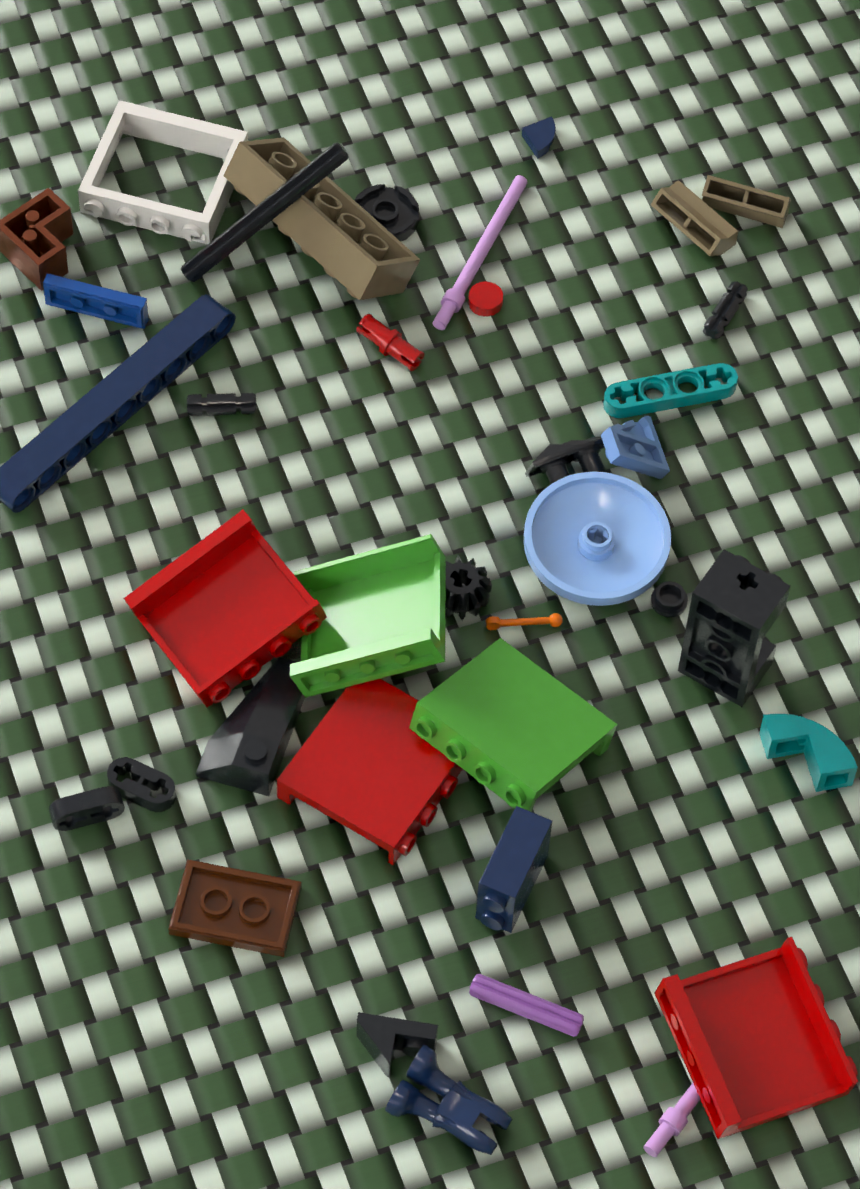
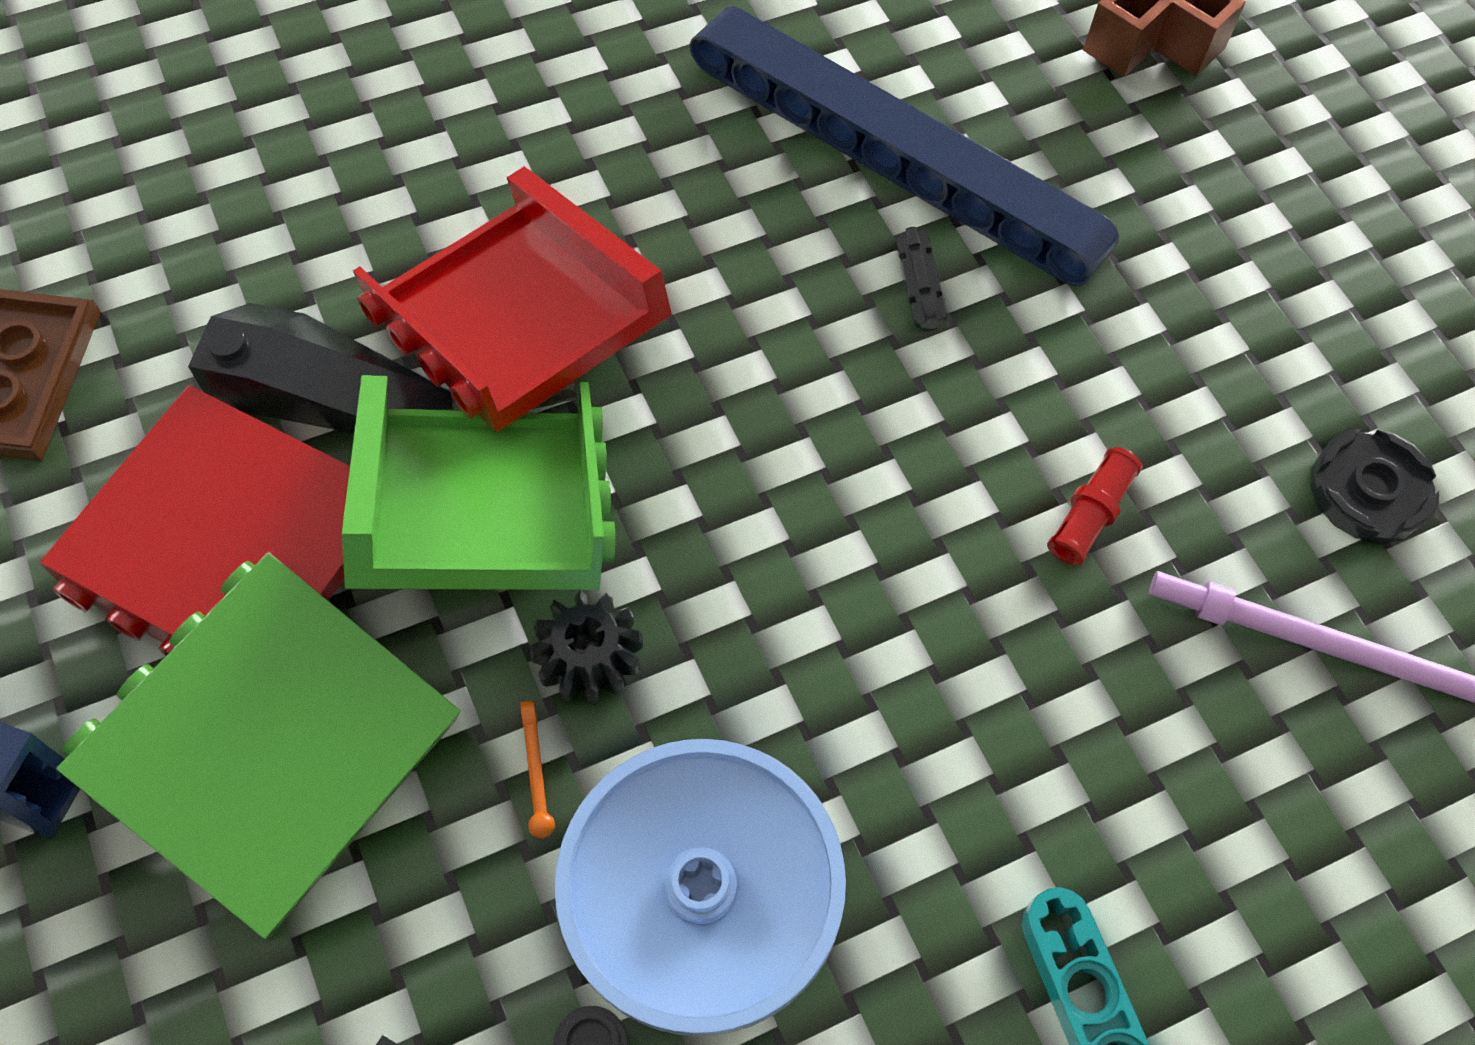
camera: 85 degrees right, 5 degrees up
(86, 808) = (187, 172): black beam -> none
(95, 301) = (1072, 104): blue tile -> none
(143, 781) = (224, 234): black beam -> none
(169, 130) = (1332, 238): white window -> none
(265, 212) = (1297, 264): black axle -> none
(324, 221) = (1310, 368): dark tan brick -> none
(485, 299) = (1235, 660): red tile -> none
(557, 456) = (905, 856): black connector -> none
(636, 447) = (931, 952): medium blue wing -> none

